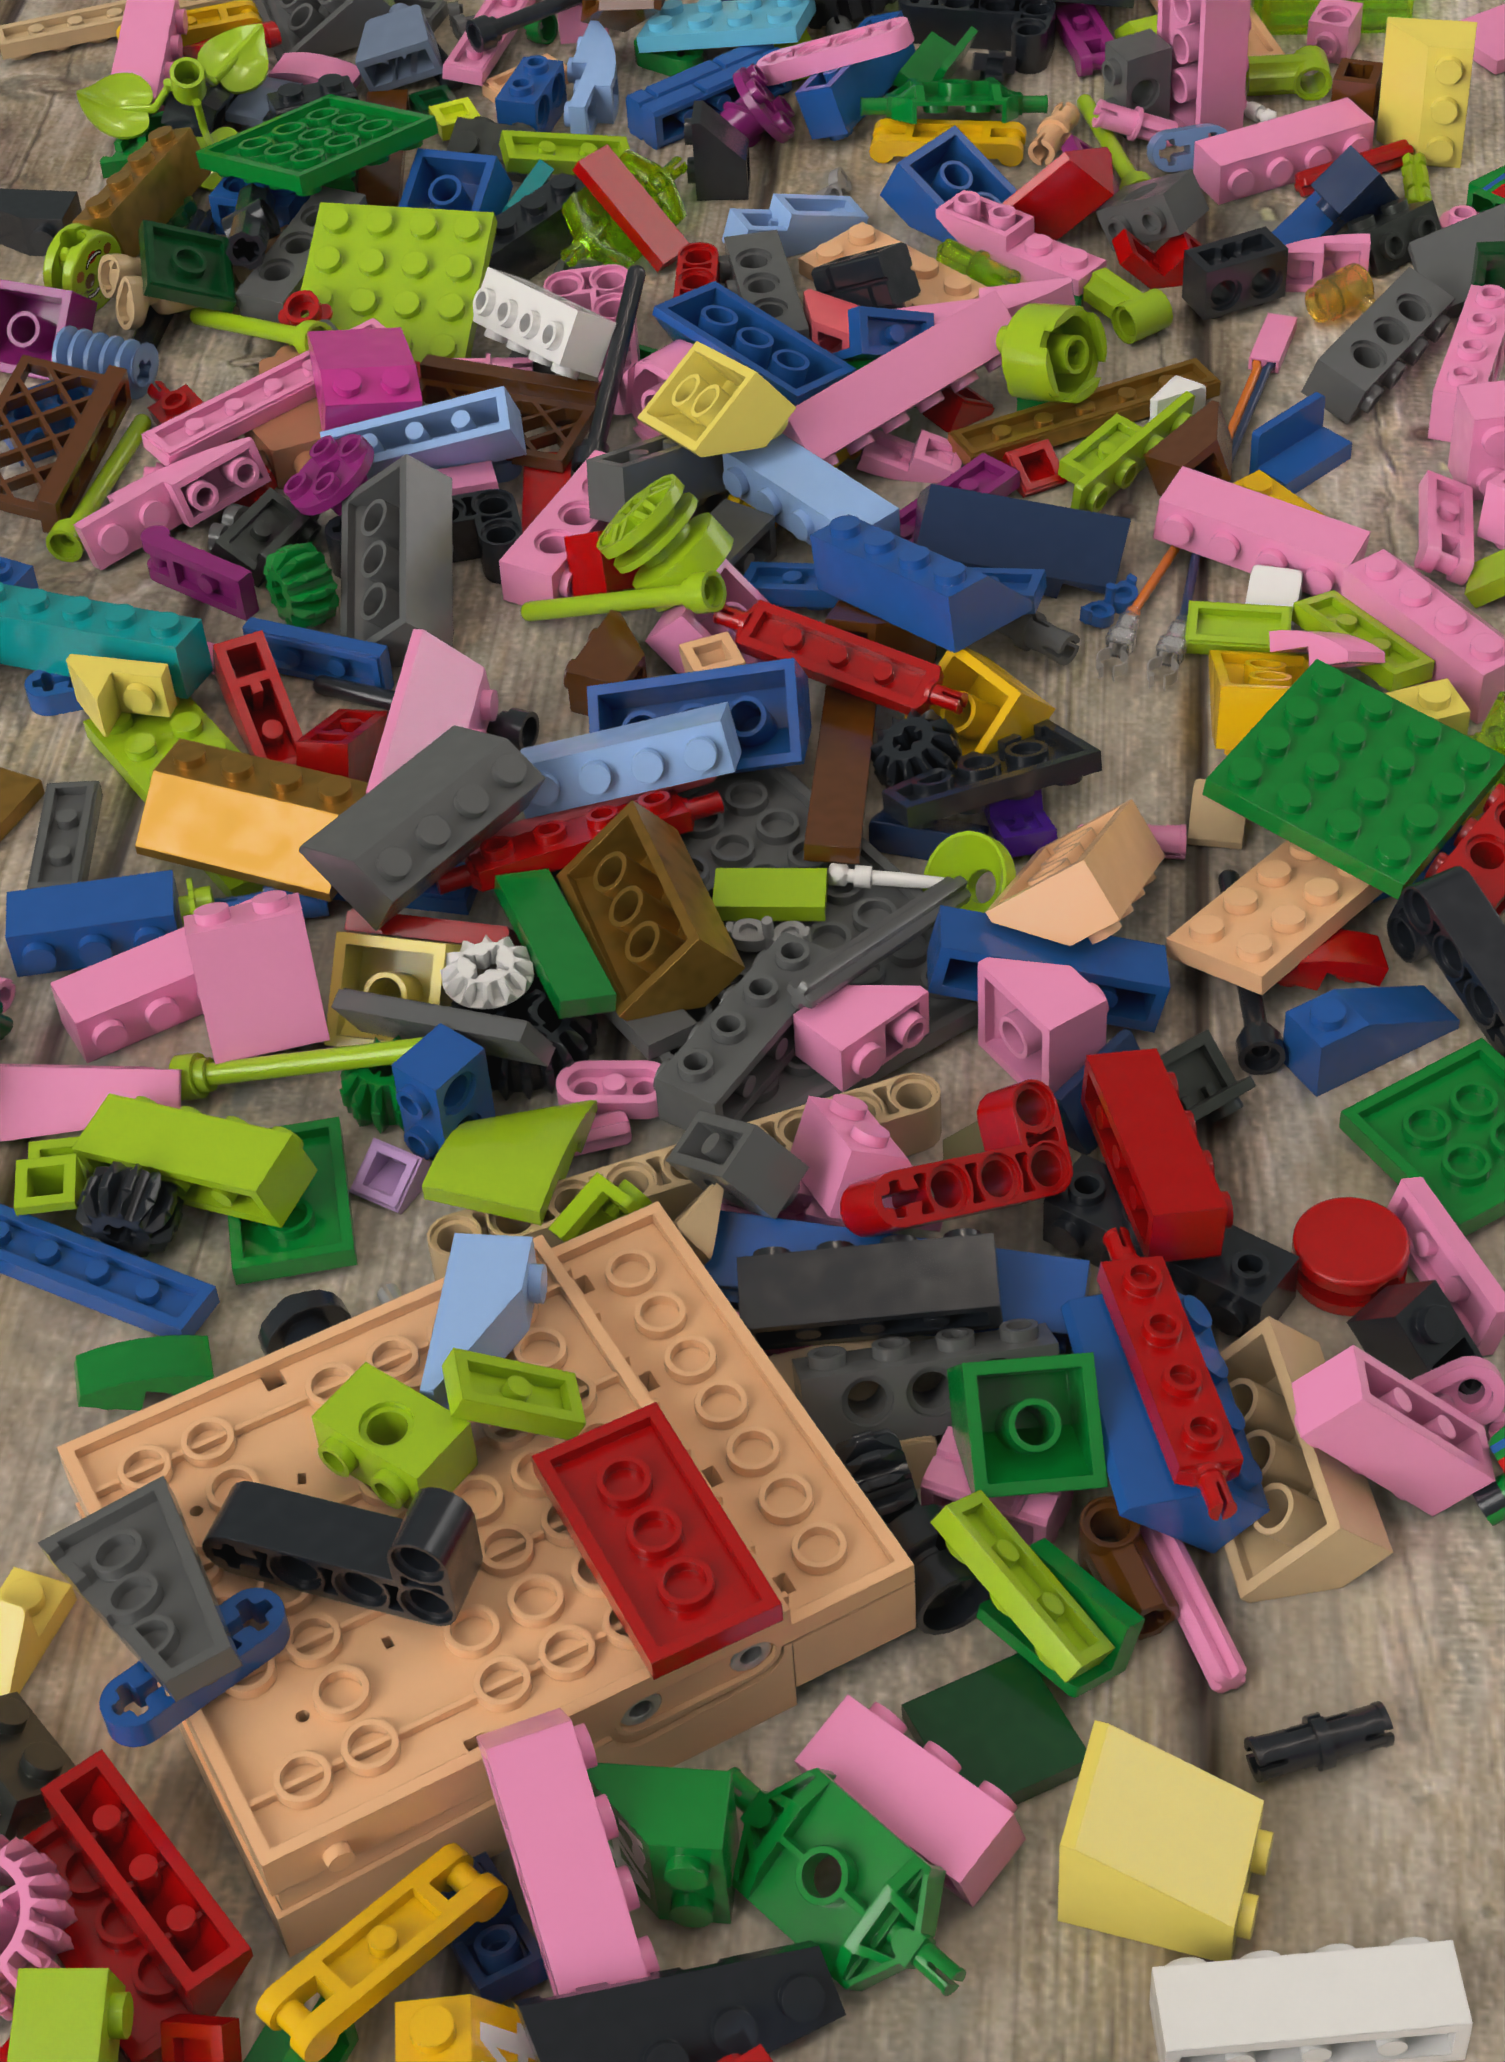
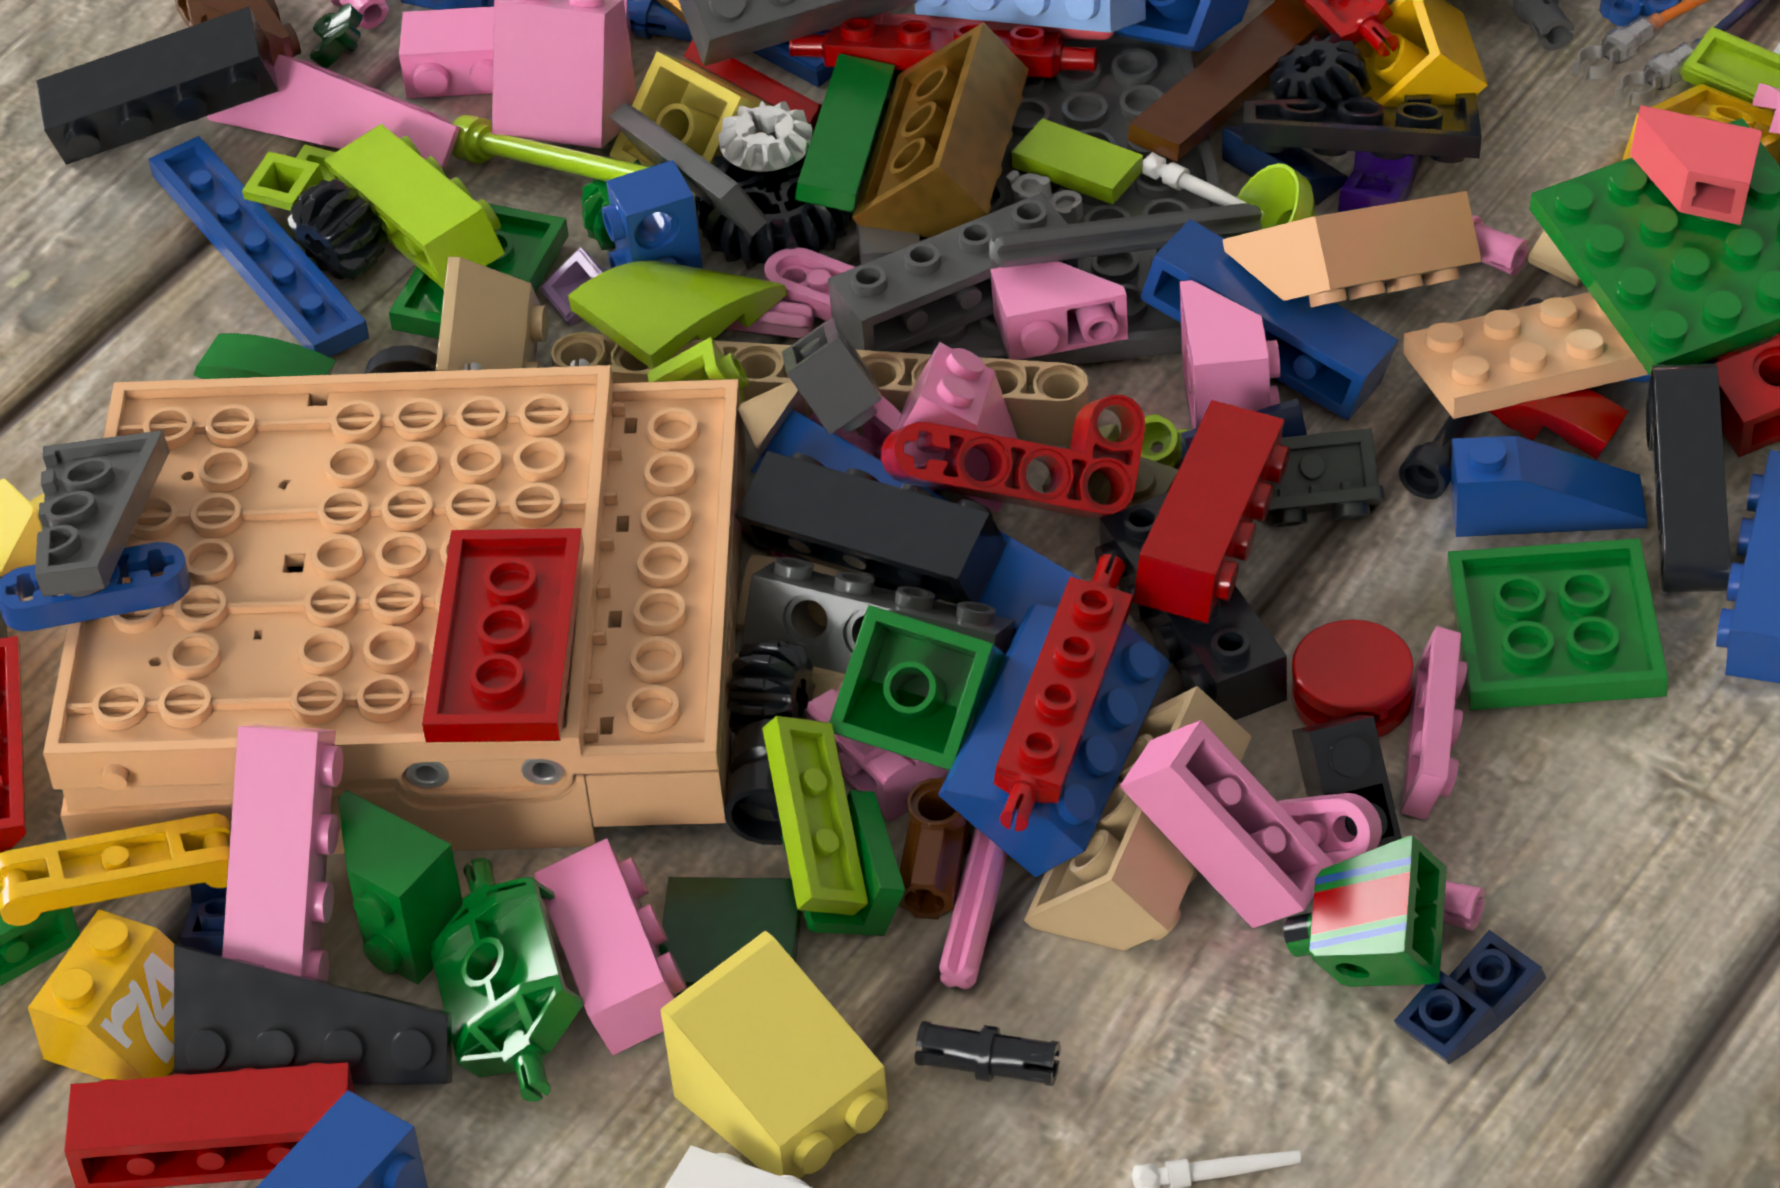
camera: 30 degrees right, 0 degrees up
(351, 1554) = (290, 567): black beam -> none
(365, 1245) = (489, 319): none -> tan slope
(392, 1438) = (356, 477): lime brick -> none
(483, 1302) = (493, 408): light blue slope -> none
(513, 1394) = (468, 474): lime plate -> none
(1332, 704) = (1697, 161): none -> coral slope

